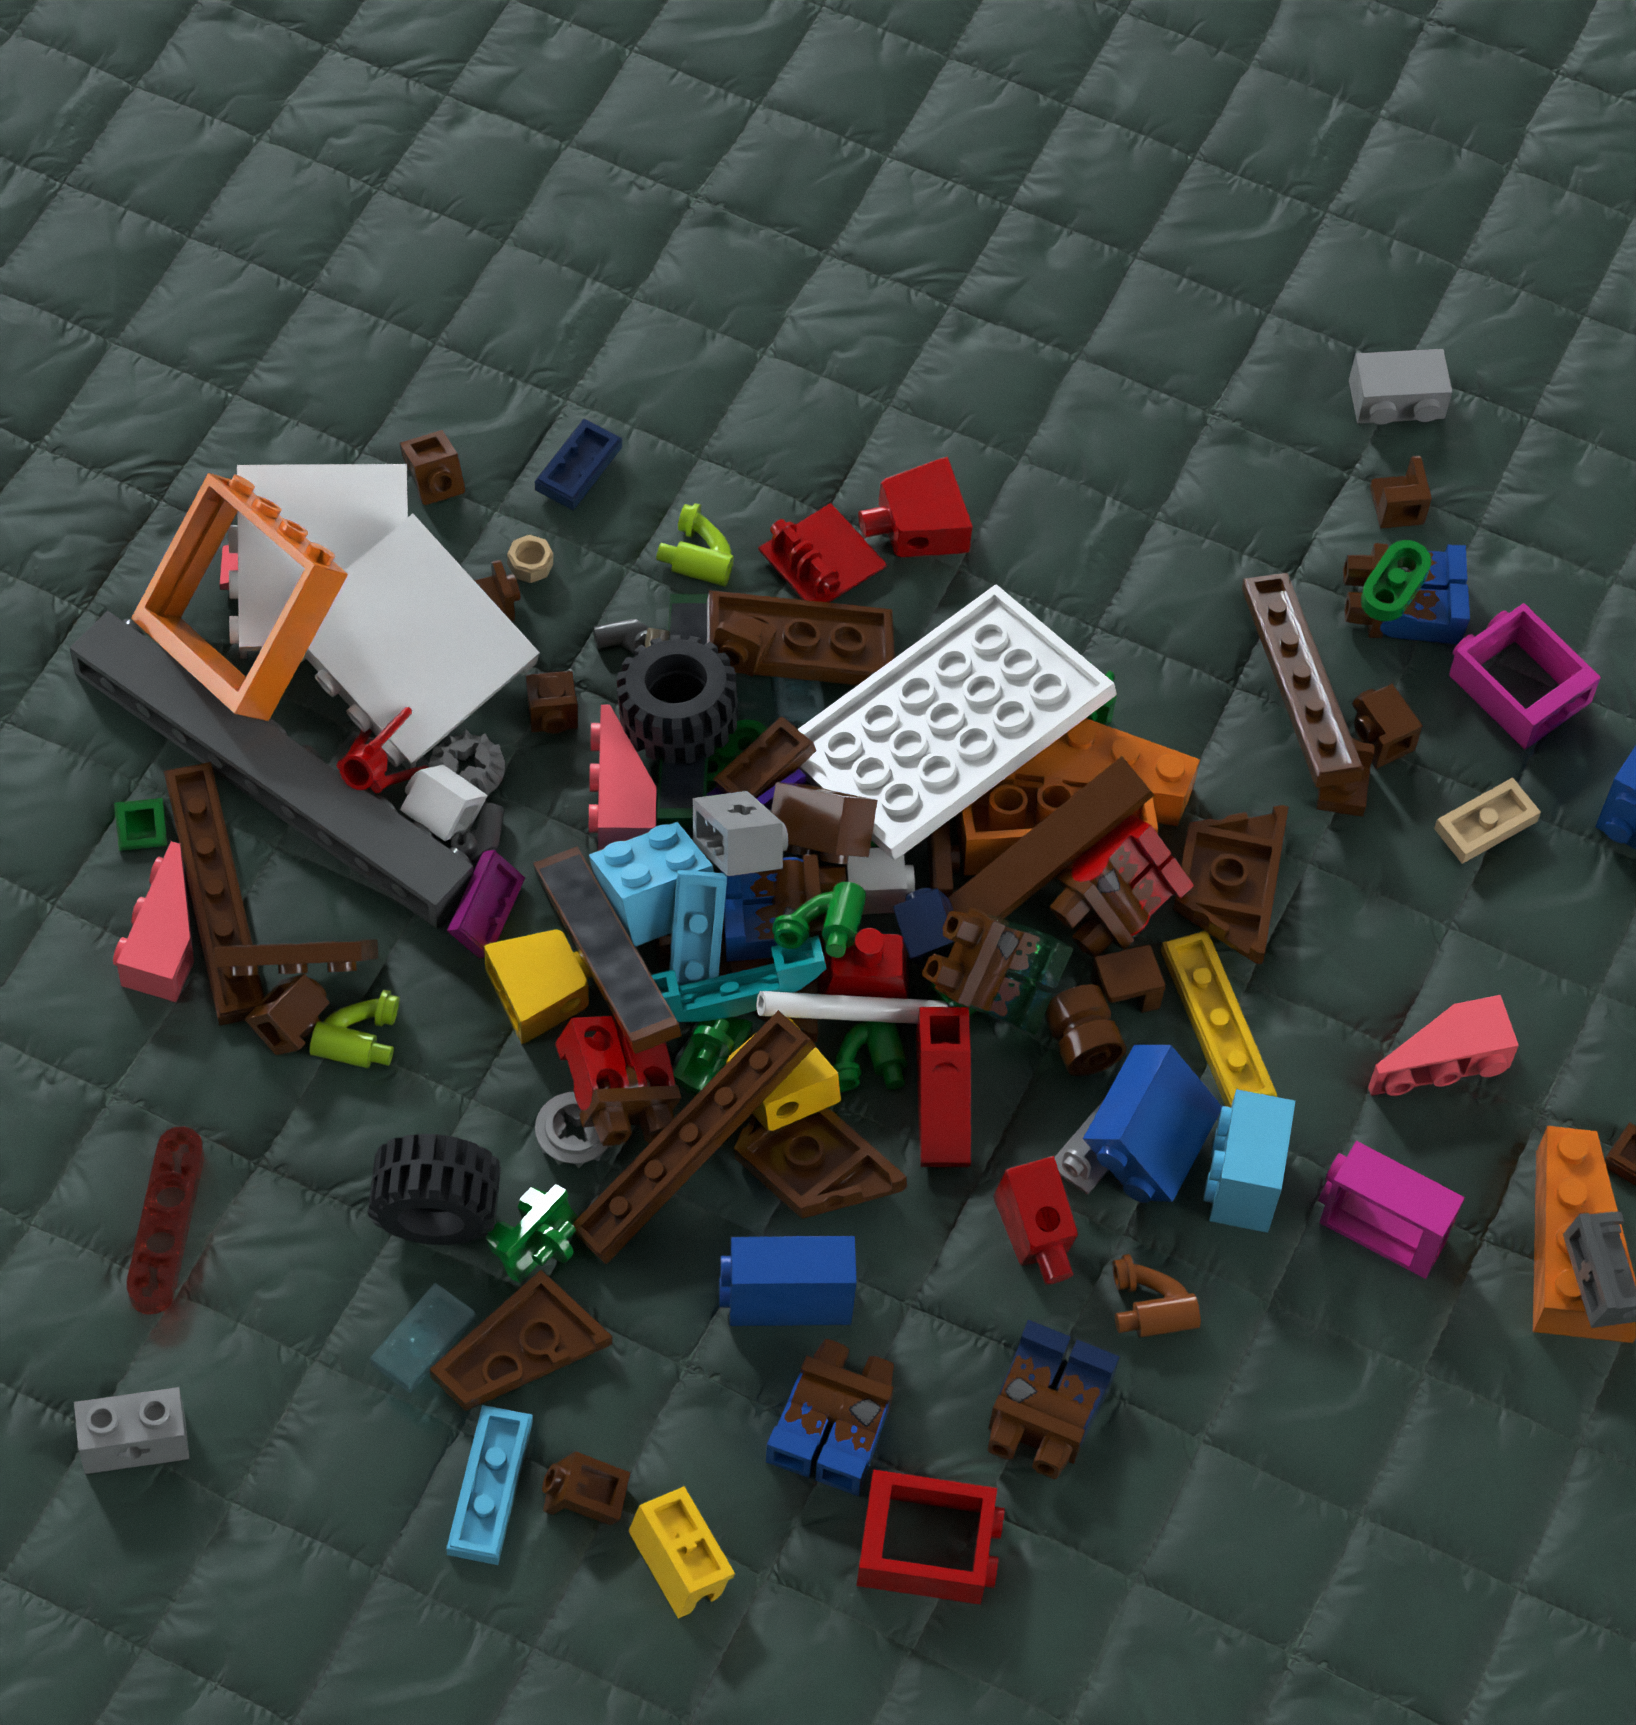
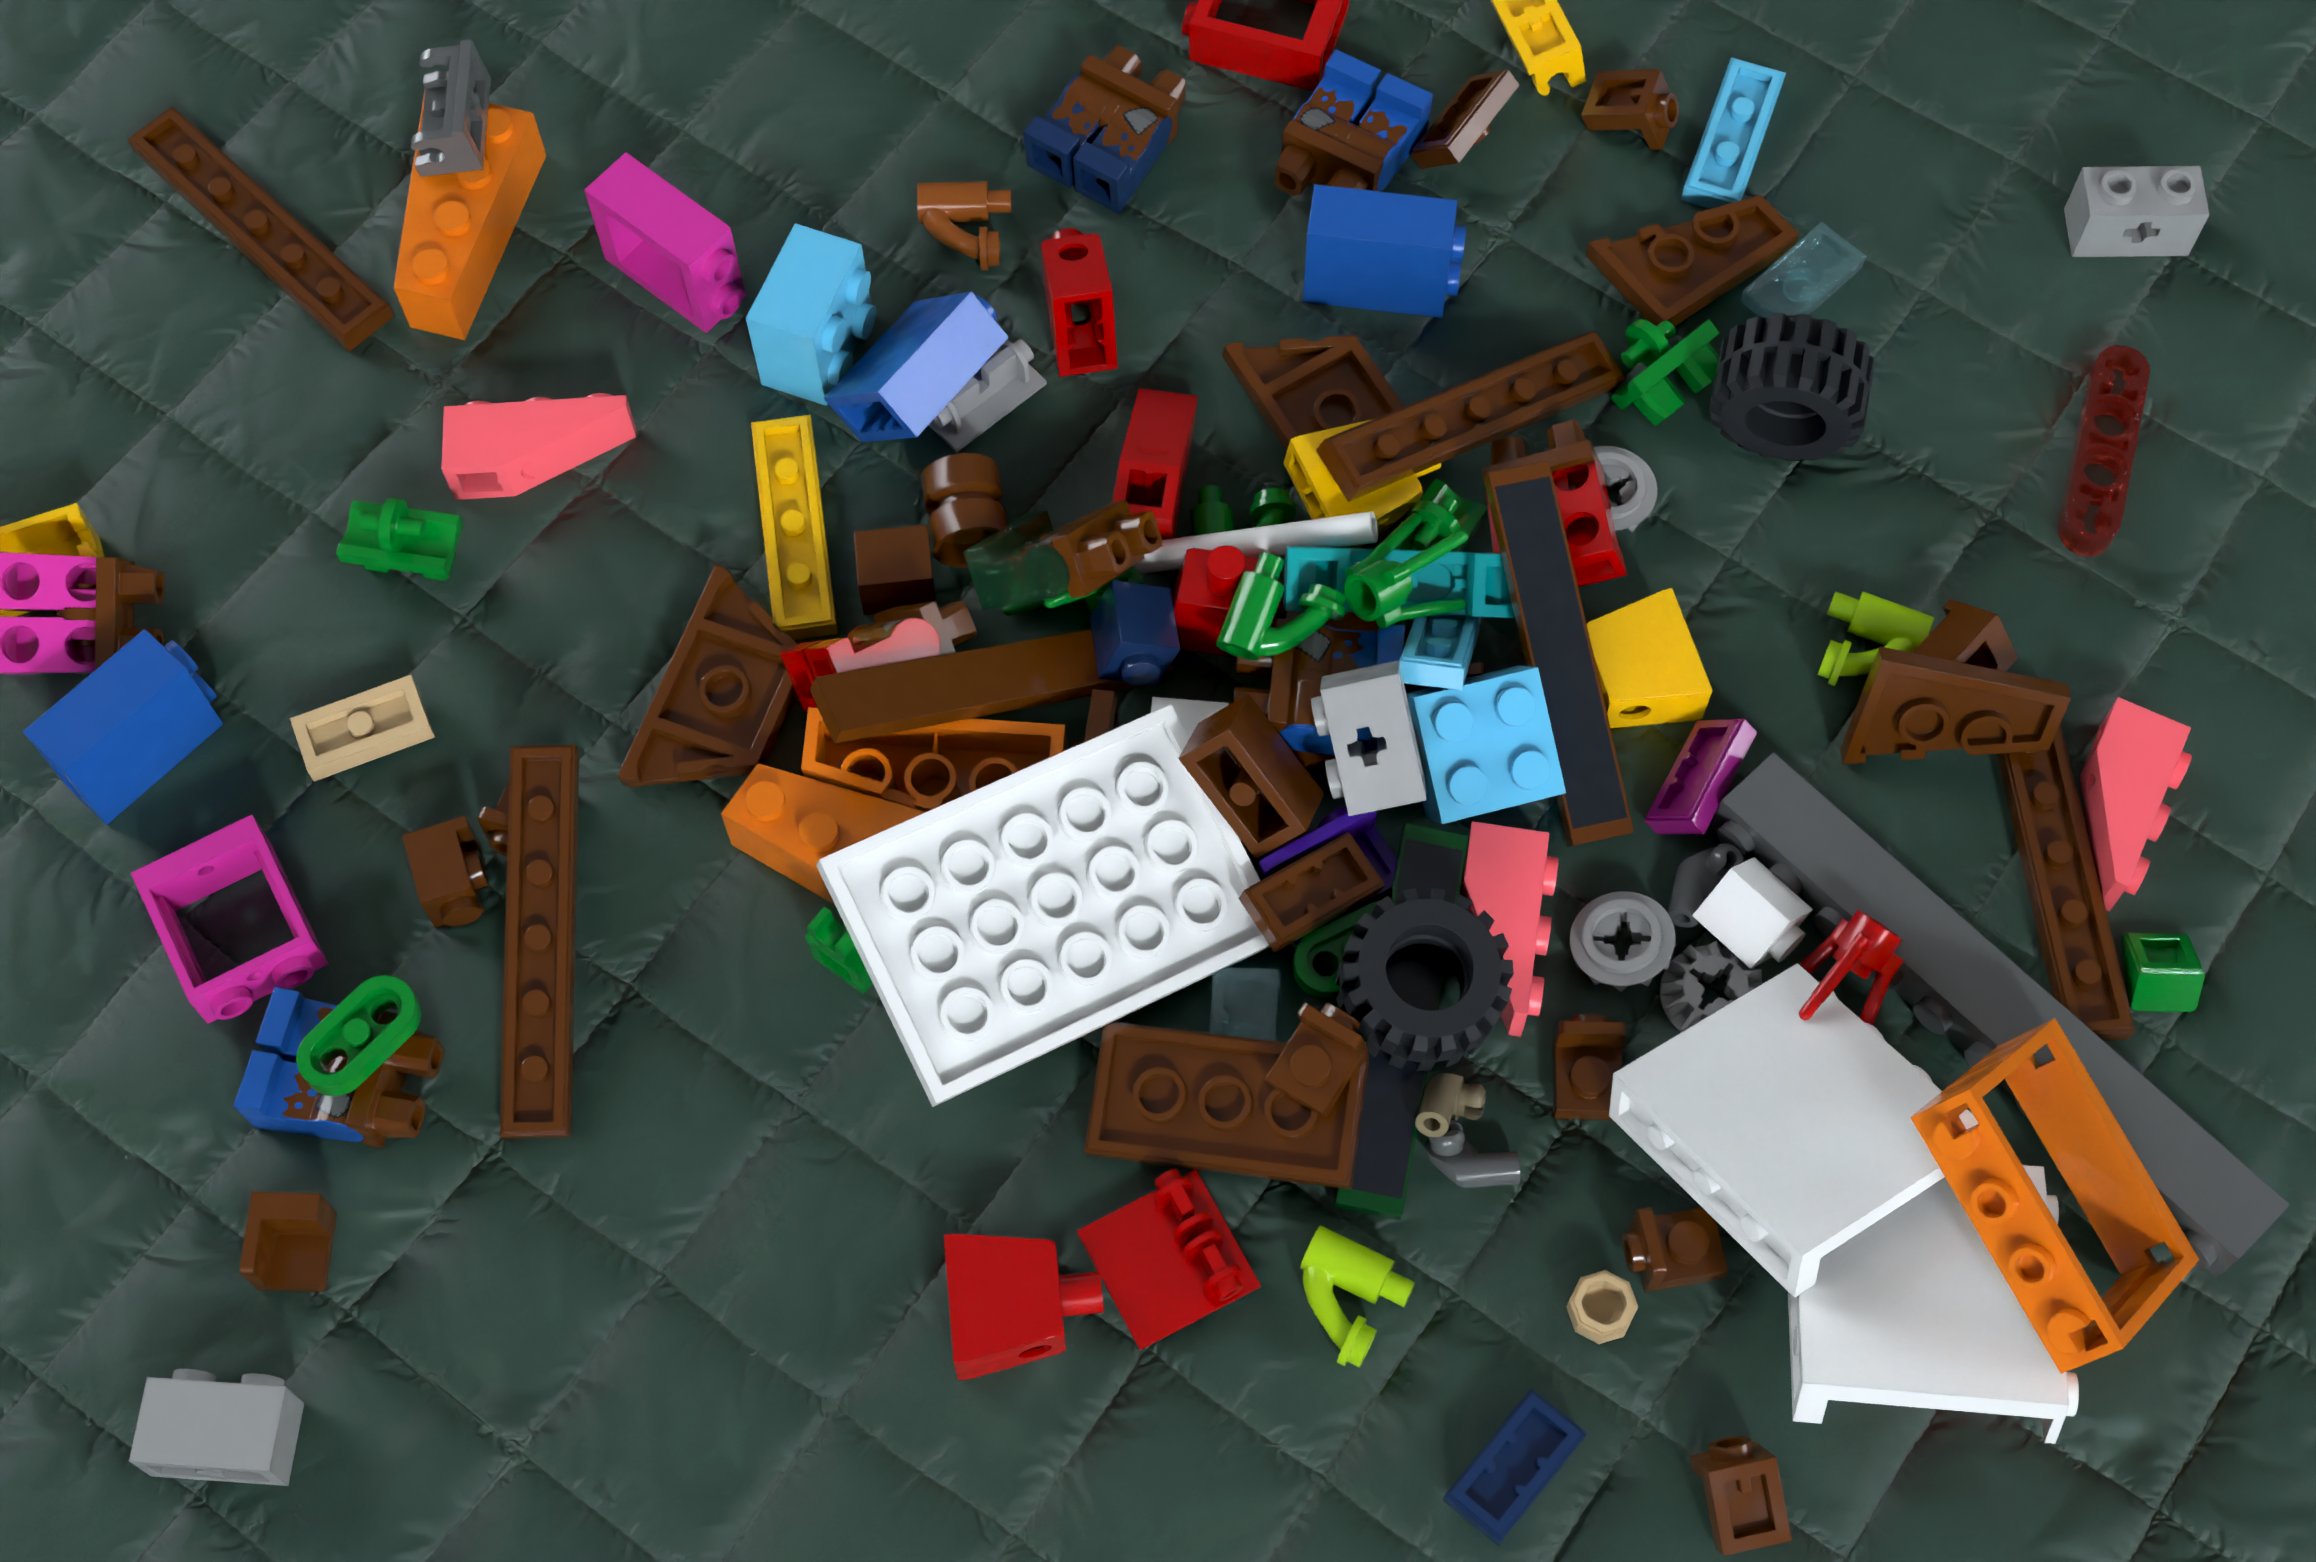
camera: 165 degrees left, 5 degrees up
(550, 774) = (1600, 924): none -> light grey gear
(734, 1451) = (1464, 119): none -> reddish brown plate
(746, 939) = (1380, 587): none -> green plant
(1513, 950) = (400, 538): none -> green hips

